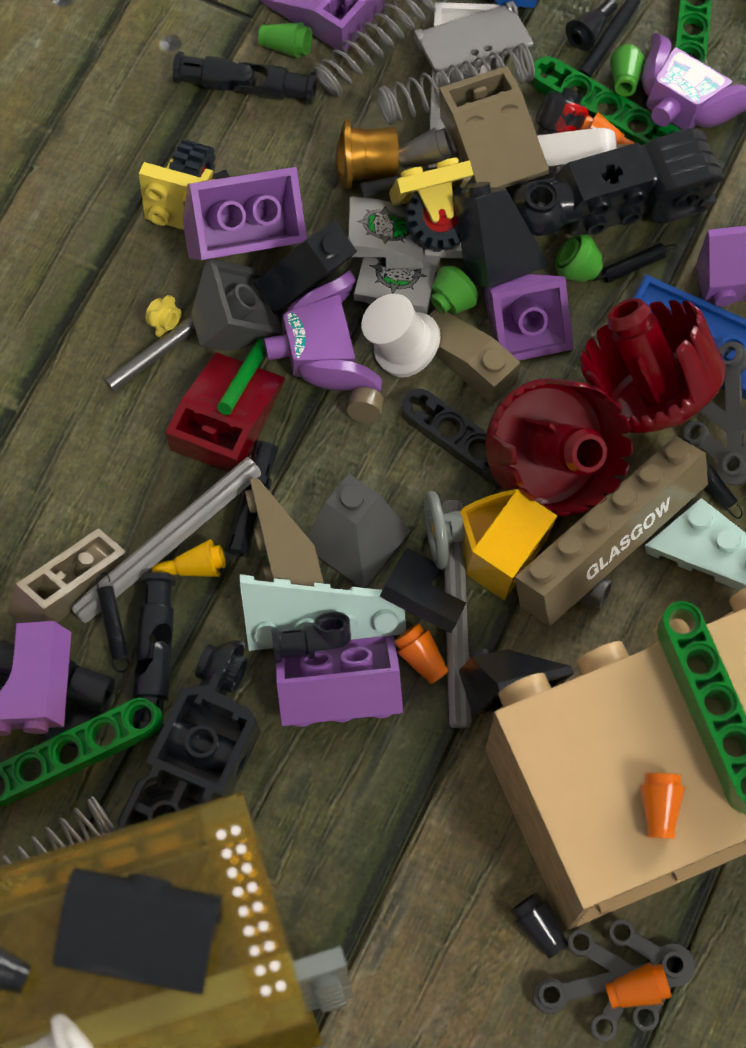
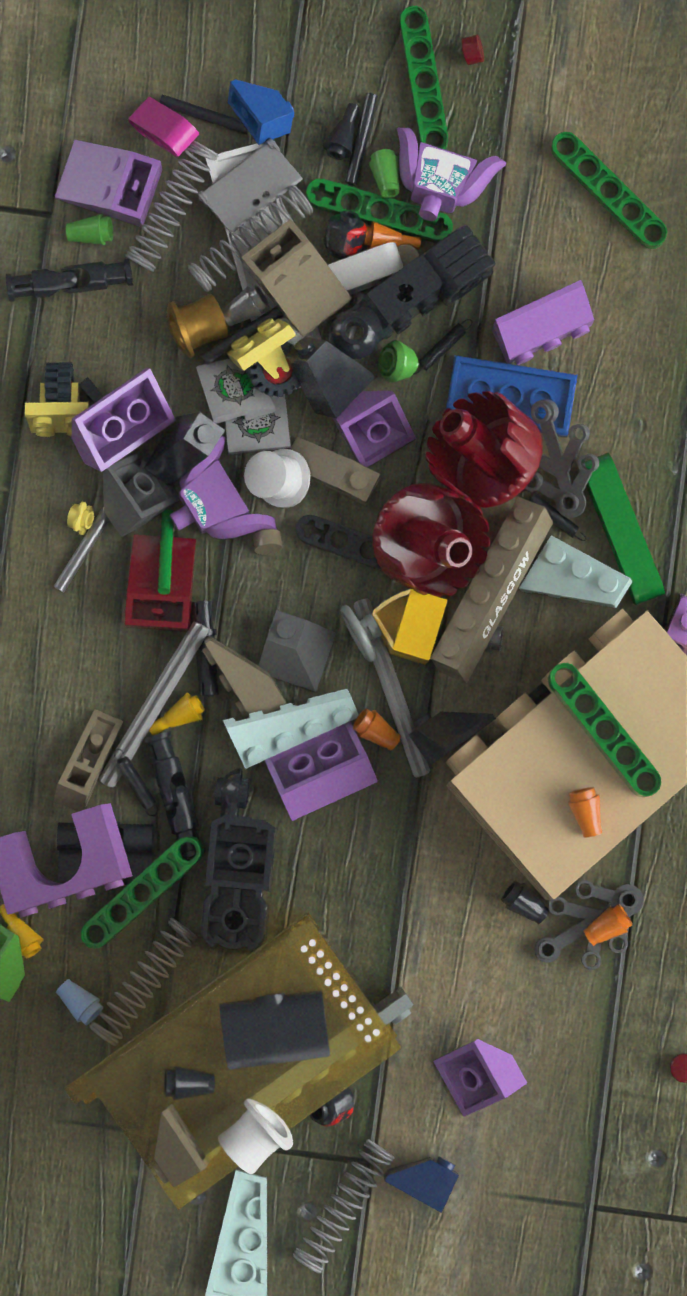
camera: 20 degrees left, 15 degrees up
(312, 637) = (291, 750): black connector -> none
(413, 591) = (355, 687): black tile -> none
(453, 291) = (306, 424): bright green cone -> none

